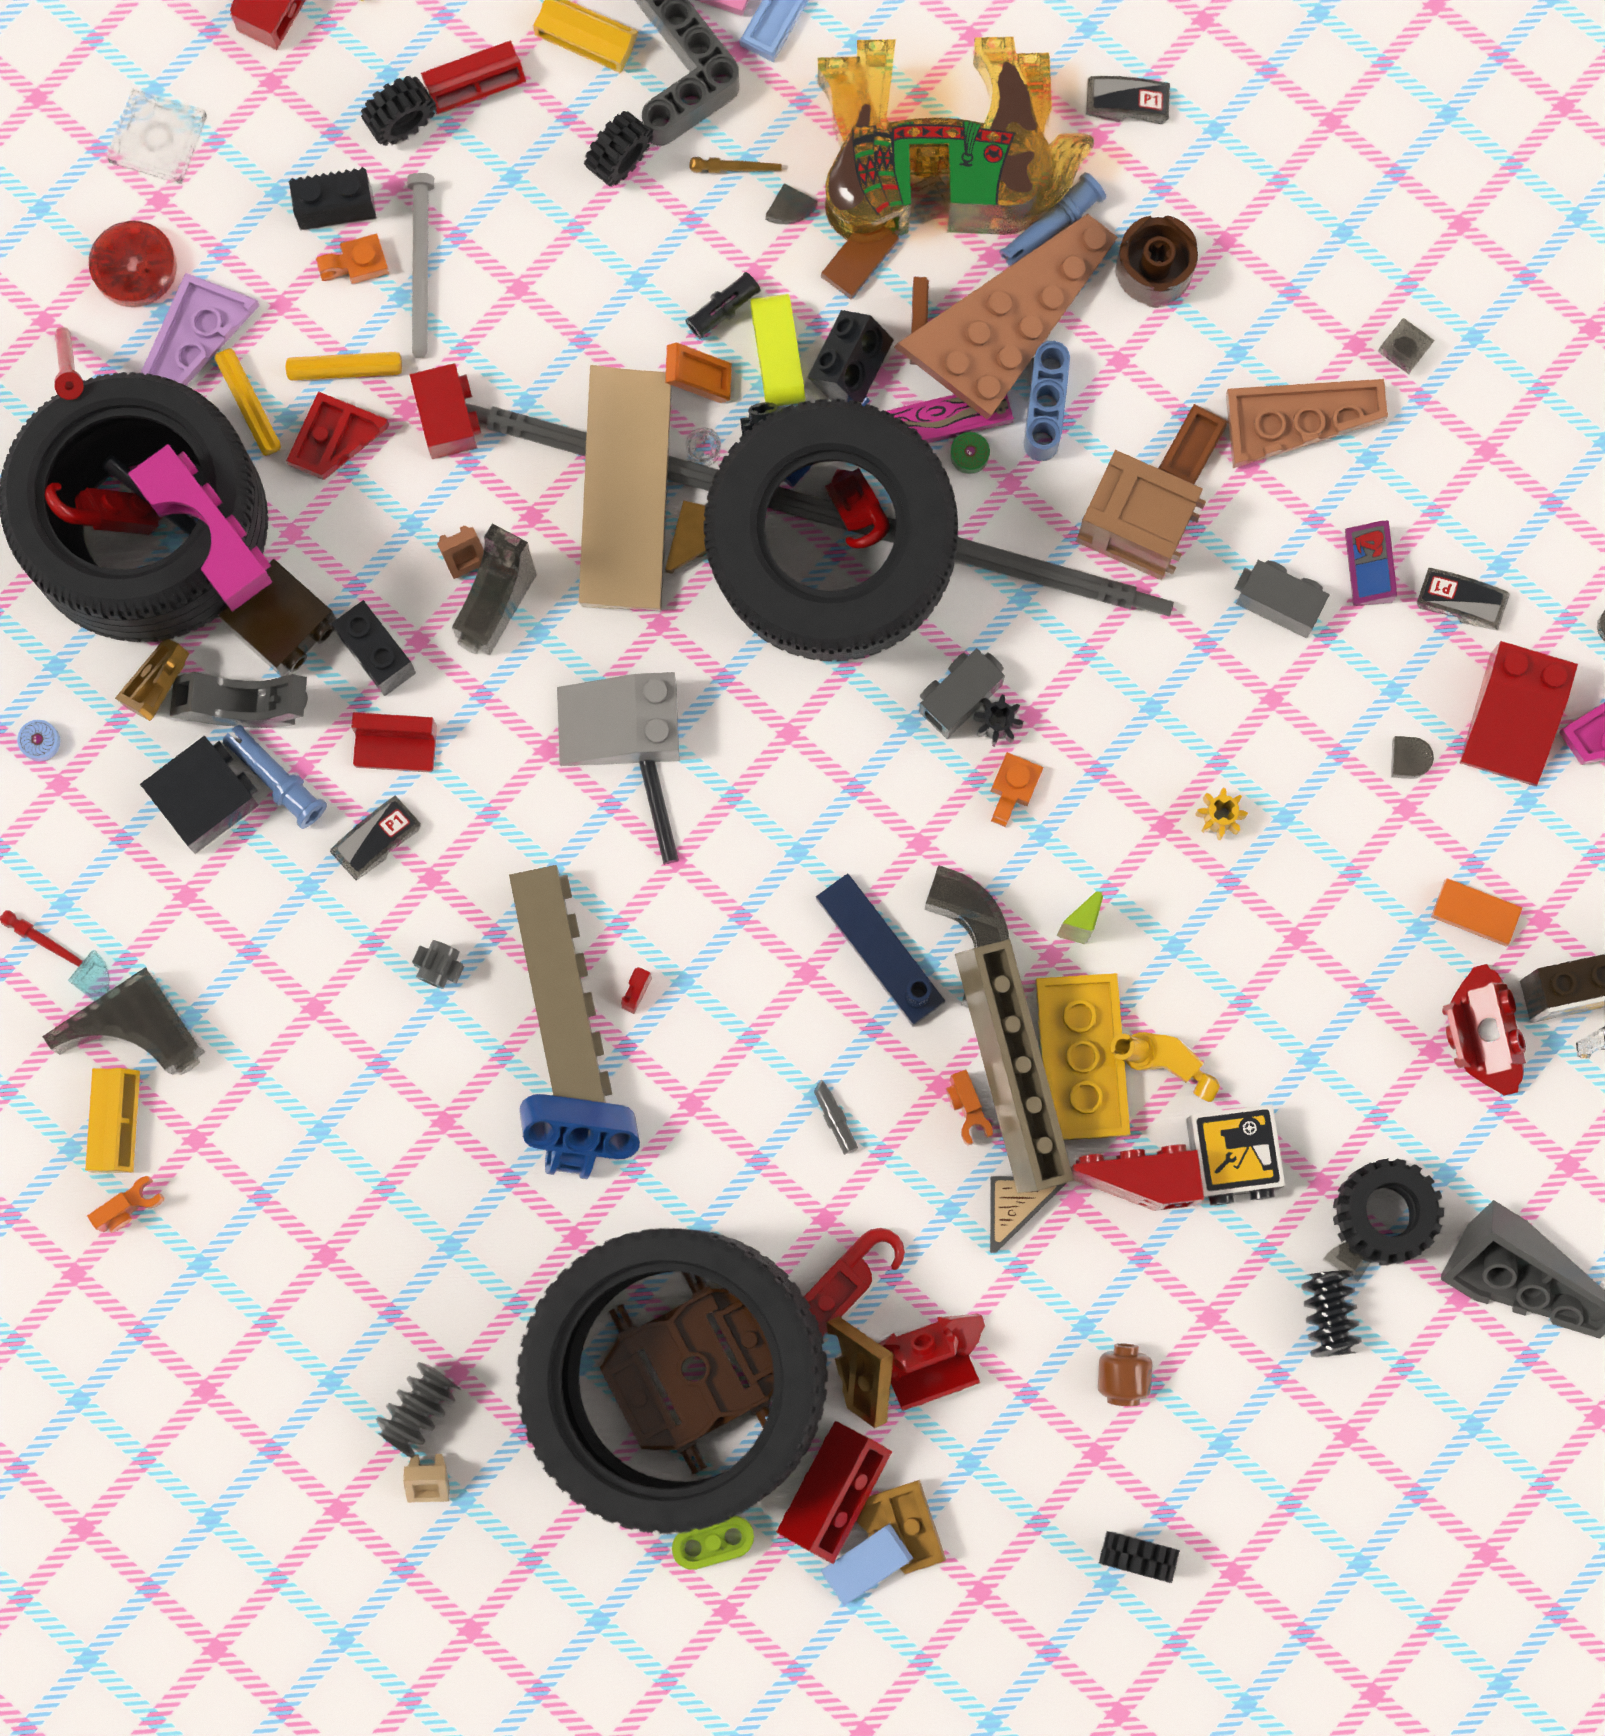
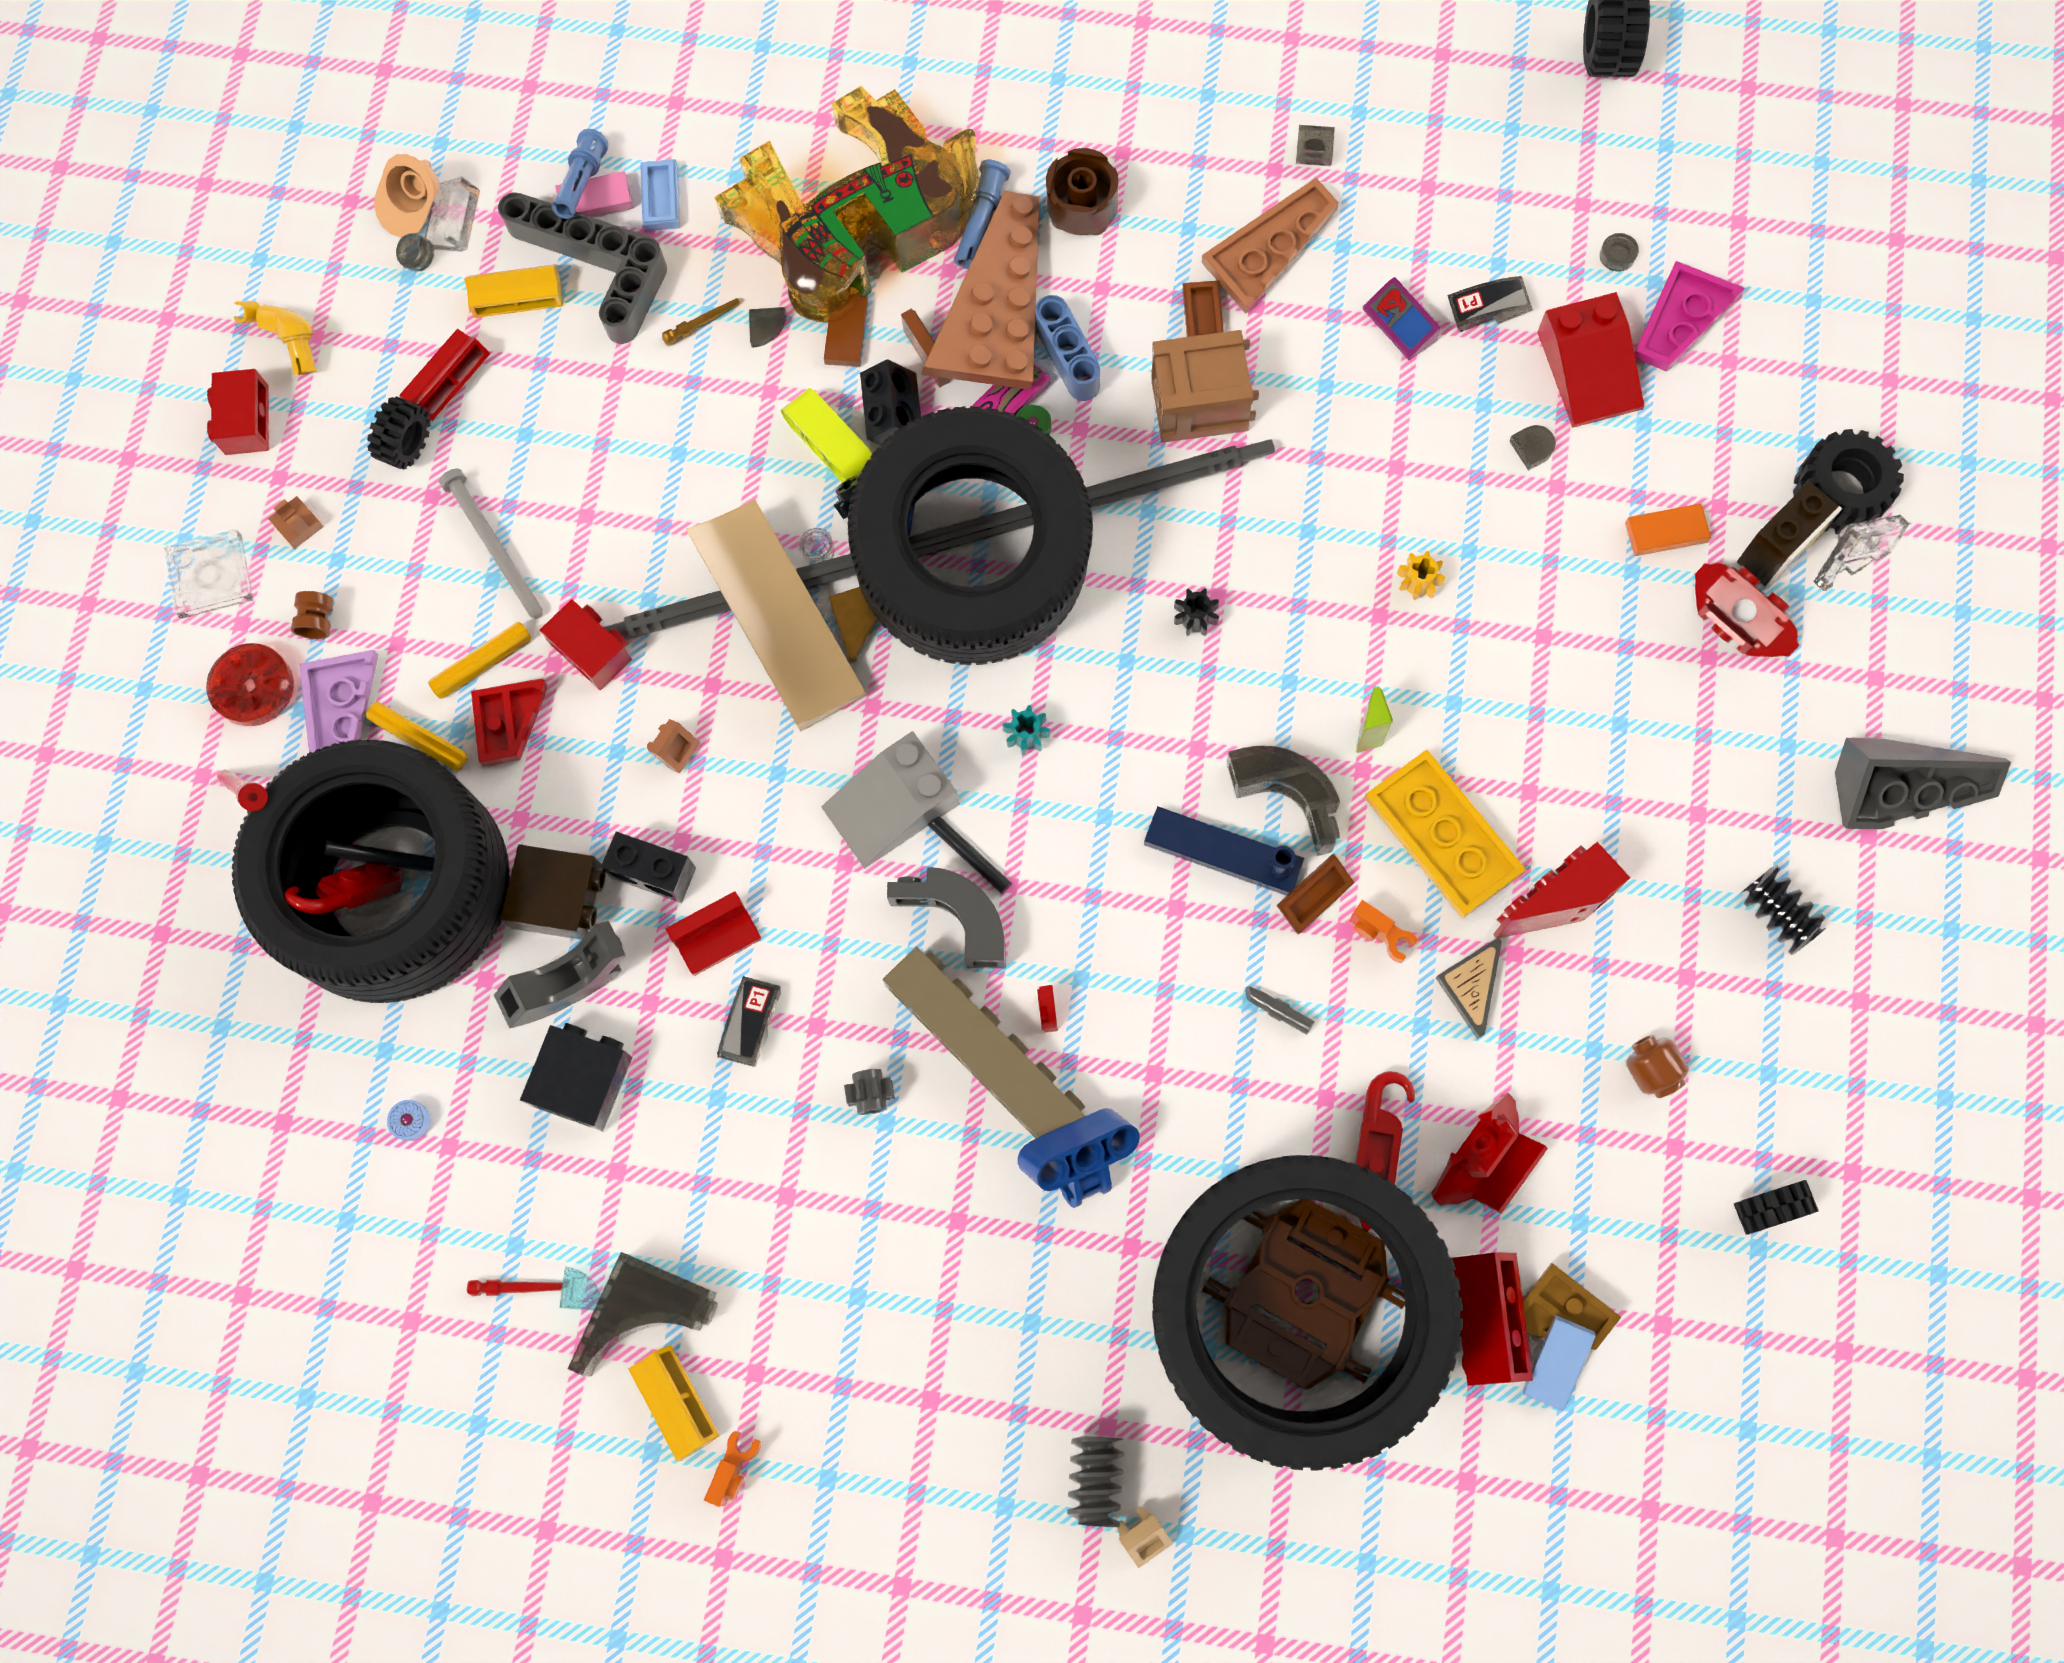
camera: 25 degrees left, 5 degrees down
(153, 679) = (477, 1007): pearl gold wing -> none
(171, 489) = (395, 826): dark pink arch -> none
(223, 233) = (312, 615): none -> dark orange wheel
(260, 134) = (294, 521): none -> nougat tile
(286, 788) = (647, 1028): medium blue pin -> none
(332, 199) = (387, 533): black brick -> none
(359, 258) = (439, 569): orange plate -> none
(496, 592) = (721, 754): clear smoke arch -> none
(618, 148) = (598, 357): black tyre -> none
(627, 877) = (967, 902): none -> dark grey arch
(698, 372) = (776, 488): orange tile -> none
(713, 1544) = (1424, 1436): lime plate -> none
(743, 288) = (754, 449): black pin -> none
(767, 735) = (1028, 720): none -> teal gear
(857, 507) = (976, 509): red plate -> none
(864, 1372) = (1449, 1202): pearl gold wing -> none
(932, 1038) = (1315, 893): none -> dark orange tile
(962, 691) = (1153, 608): dark grey brick -> none
(1014, 784) = (1242, 654): orange plate -> none
(1014, 1067) = (1403, 871): dark tan brick -> none
(1125, 97) = (971, 93): slope -> none
(1155, 1051) = (1500, 791): yellow arm -> none
(1237, 1153) = (1623, 824): piece -> none
(1281, 597) = (1352, 384): dark grey brick -> none
(1344, 1259) = (1763, 856): clear smoke tile -> none
(1419, 1197) = (1791, 779): black tyre -> none

